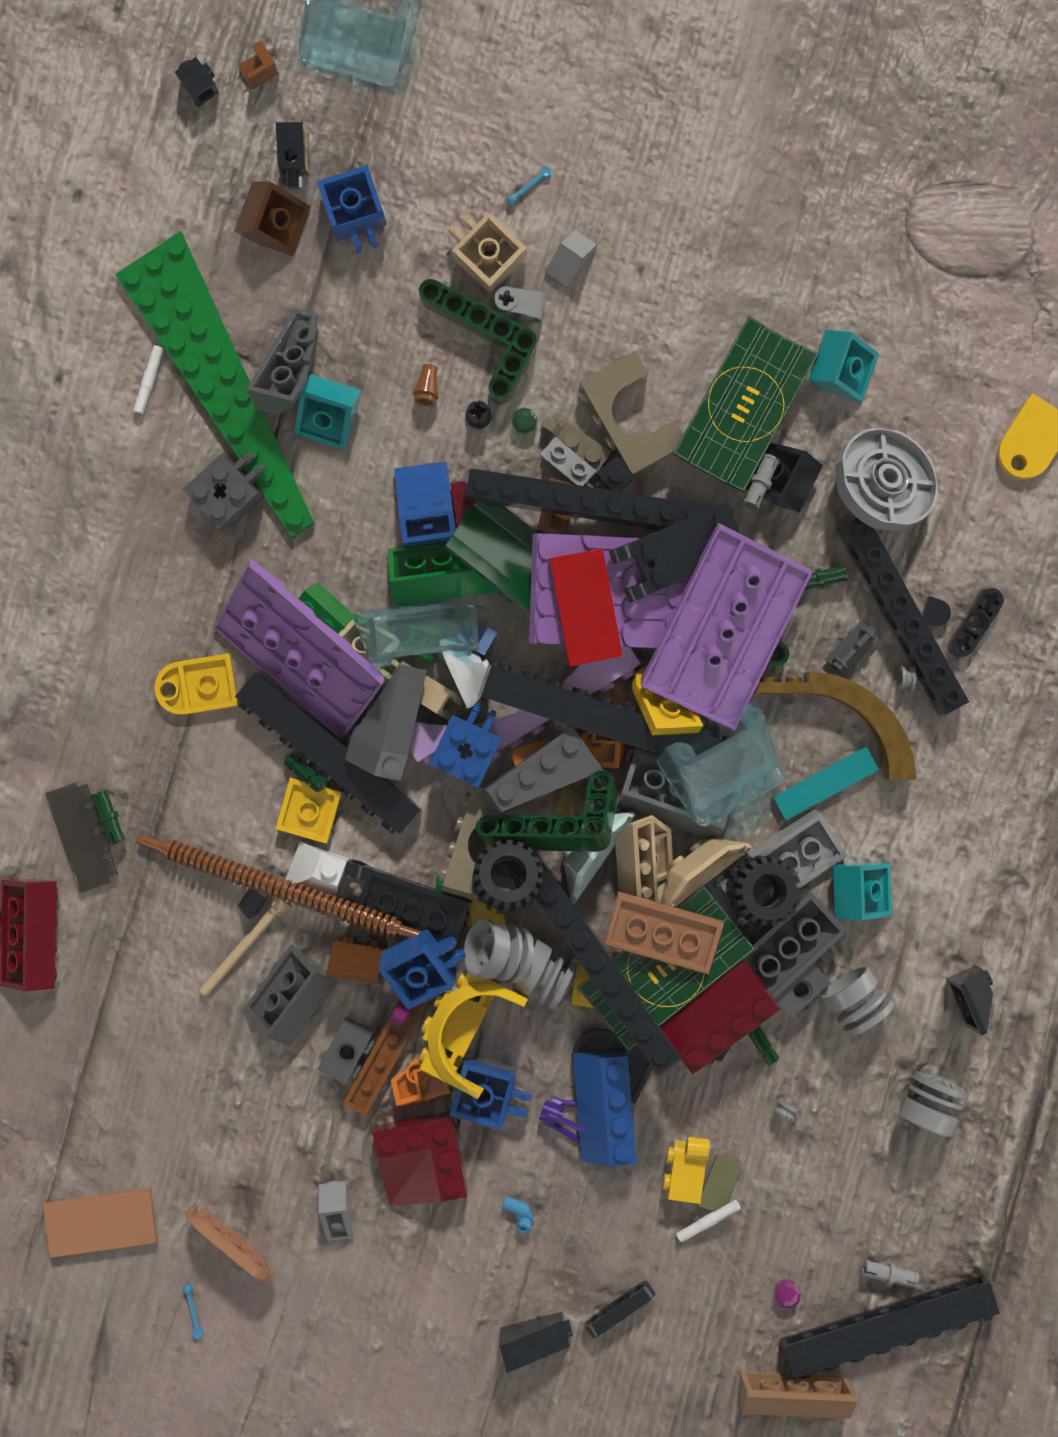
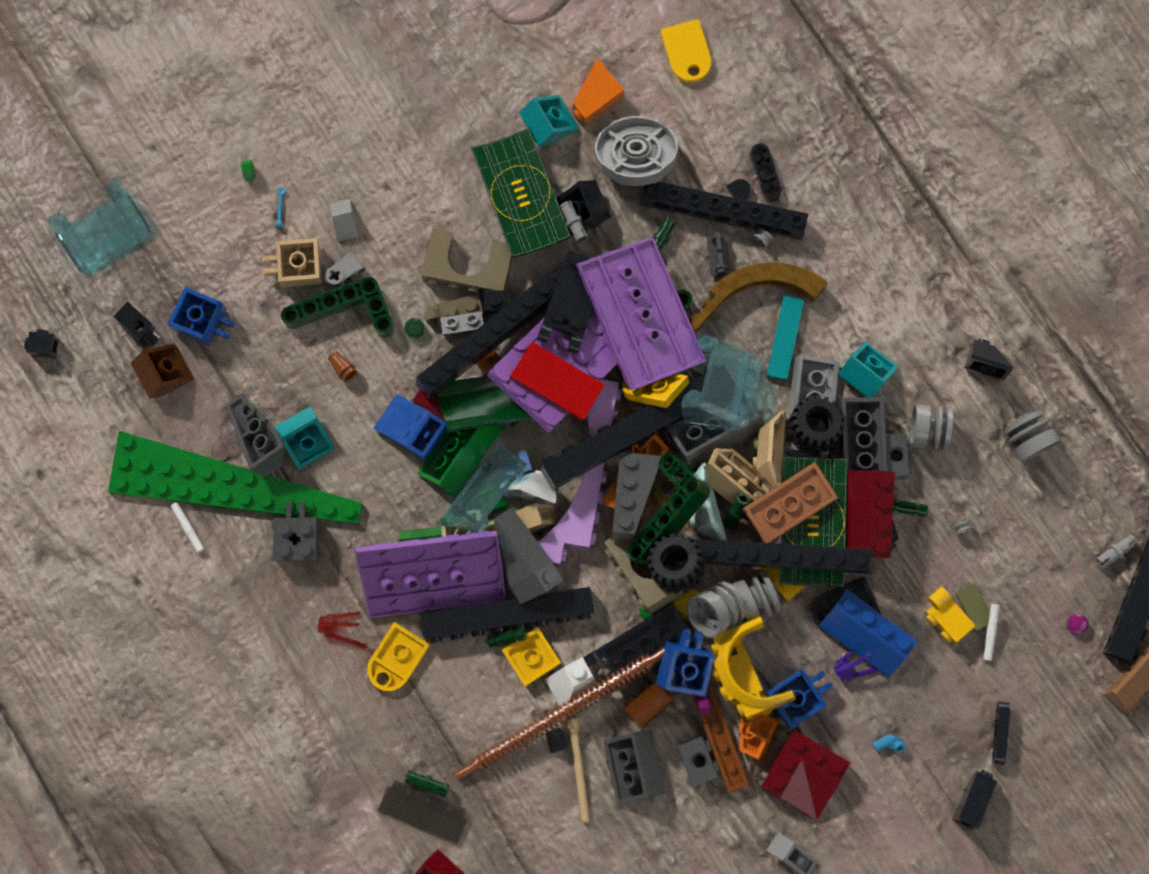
camera: 40 degrees left, 10 degrees down
(173, 596) = (329, 624): none -> clear red plant
(259, 67) = (67, 302): dark orange panel -> none
(471, 418) = (386, 357): black bush -> none
(482, 744) = (583, 513): blue hinge -> none
(538, 120) = (248, 170): none -> green tile
(613, 884) = (736, 511): none -> dark green pin
(911, 389) = (596, 94): none -> orange slope

